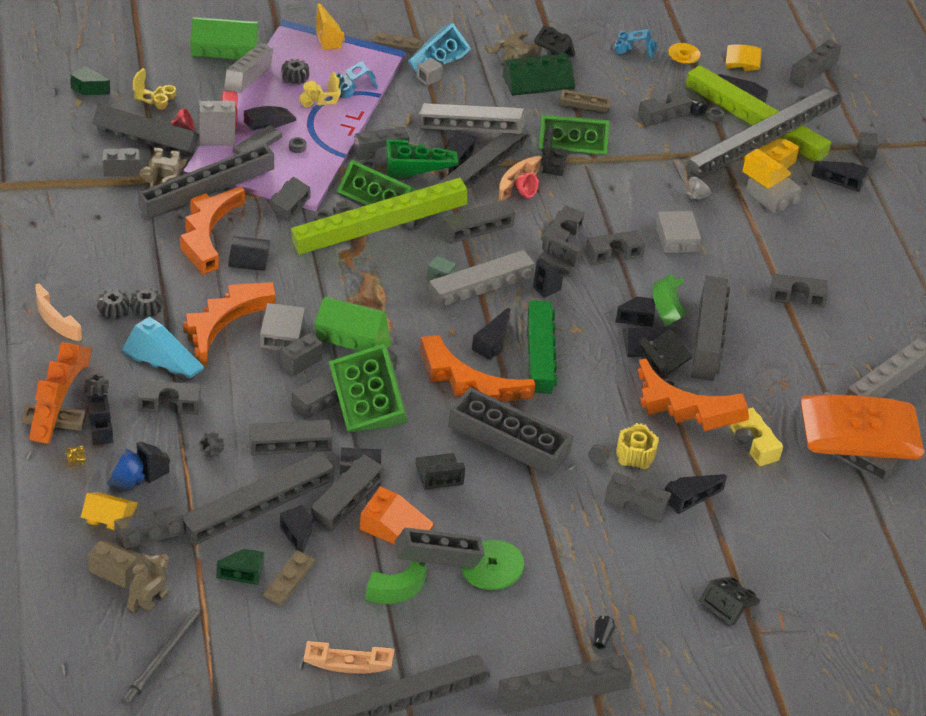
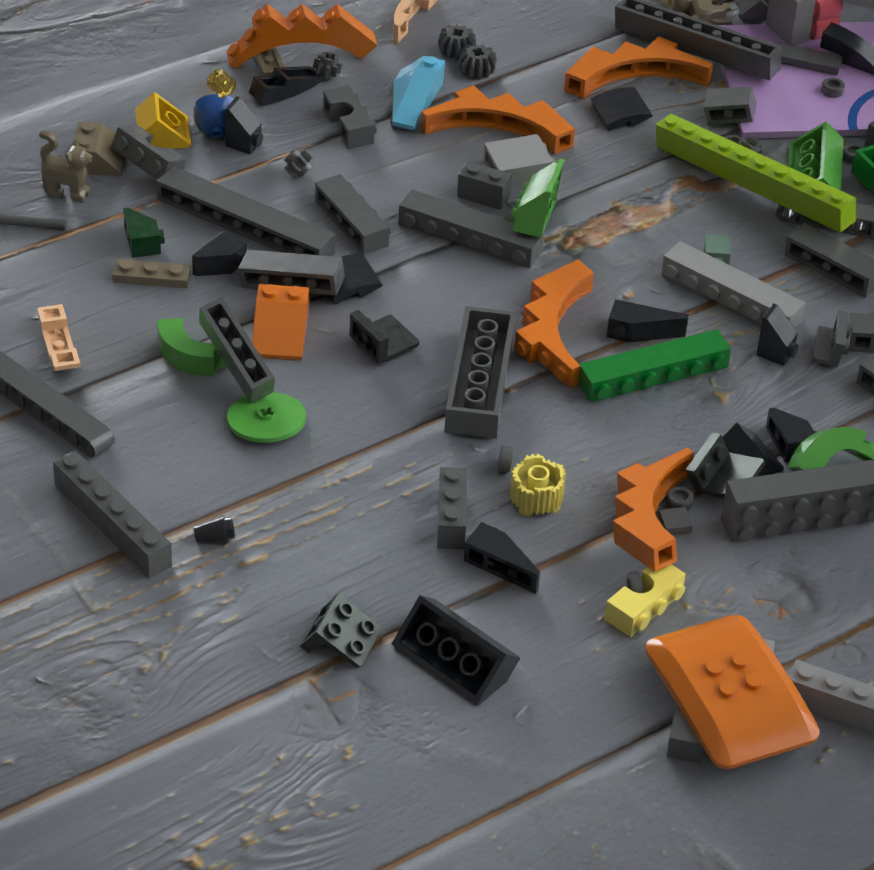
camera: 70 degrees right, 0 degrees up
(368, 390) = (457, 242): bright green slope -> none
(769, 545) = (455, 650): none -> black slope

